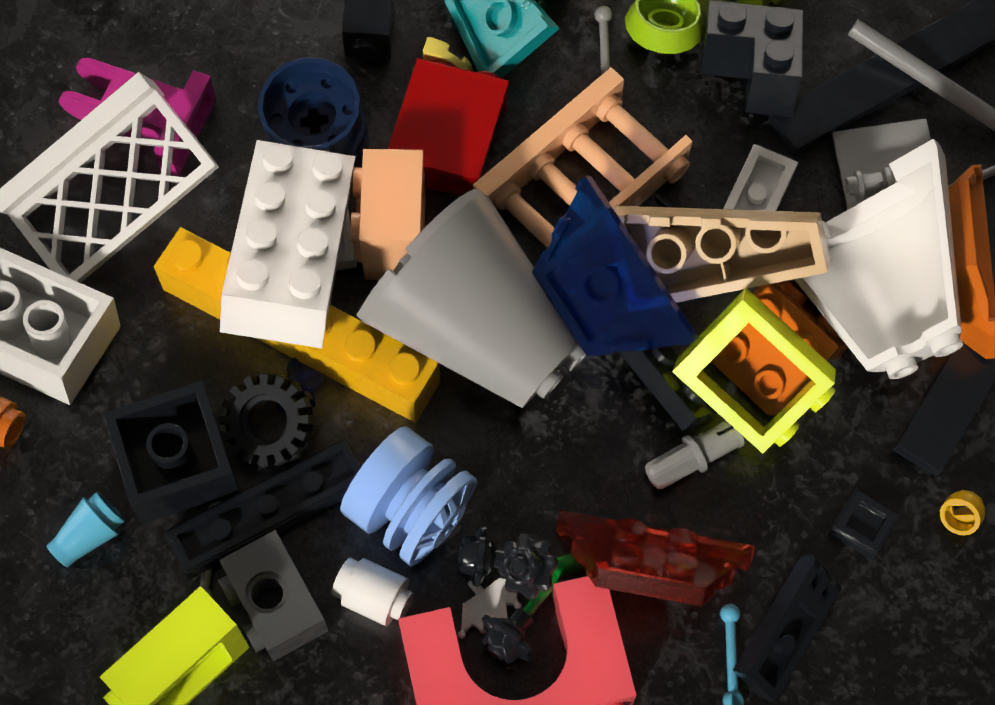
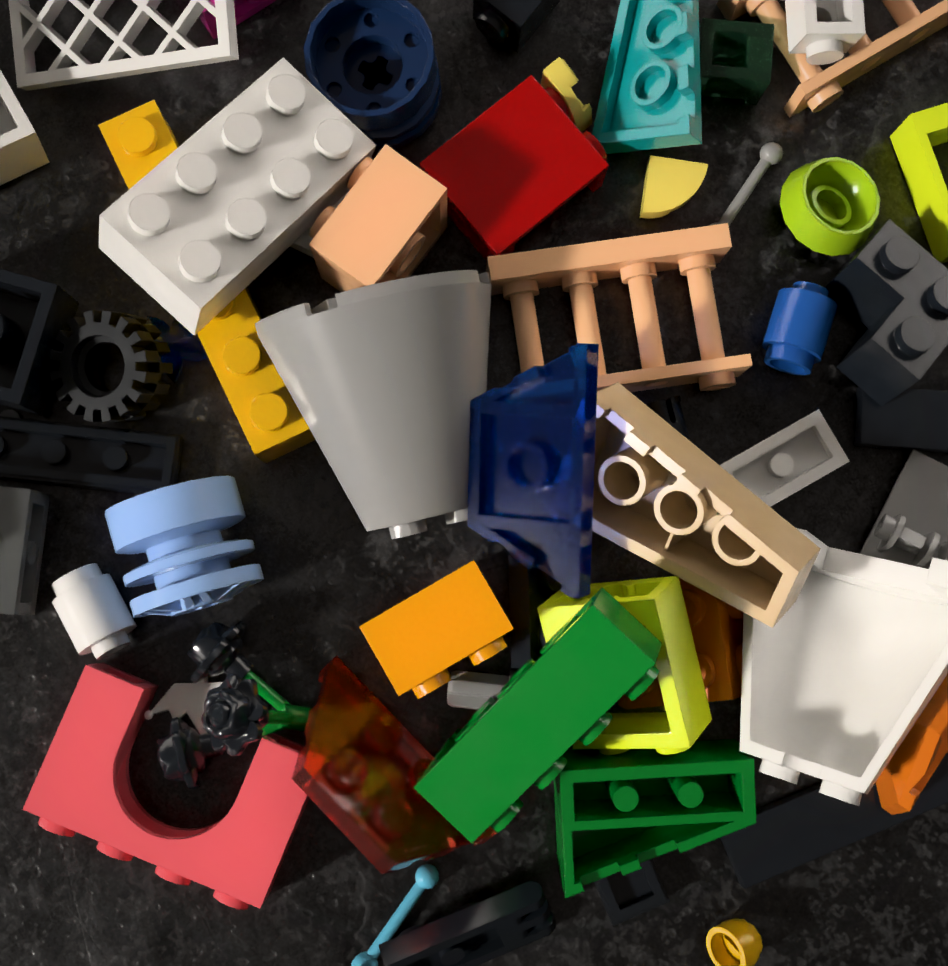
camera: 25 degrees right, 15 degrees up
(552, 74) = (669, 185): none -> light yellow tile
(613, 437) = (437, 630): none -> light orange brick
(703, 104) = (799, 328): none -> blue brick
(726, 426) = (540, 716): none -> green wedge
(830, 460) = (646, 804): none -> green wedge

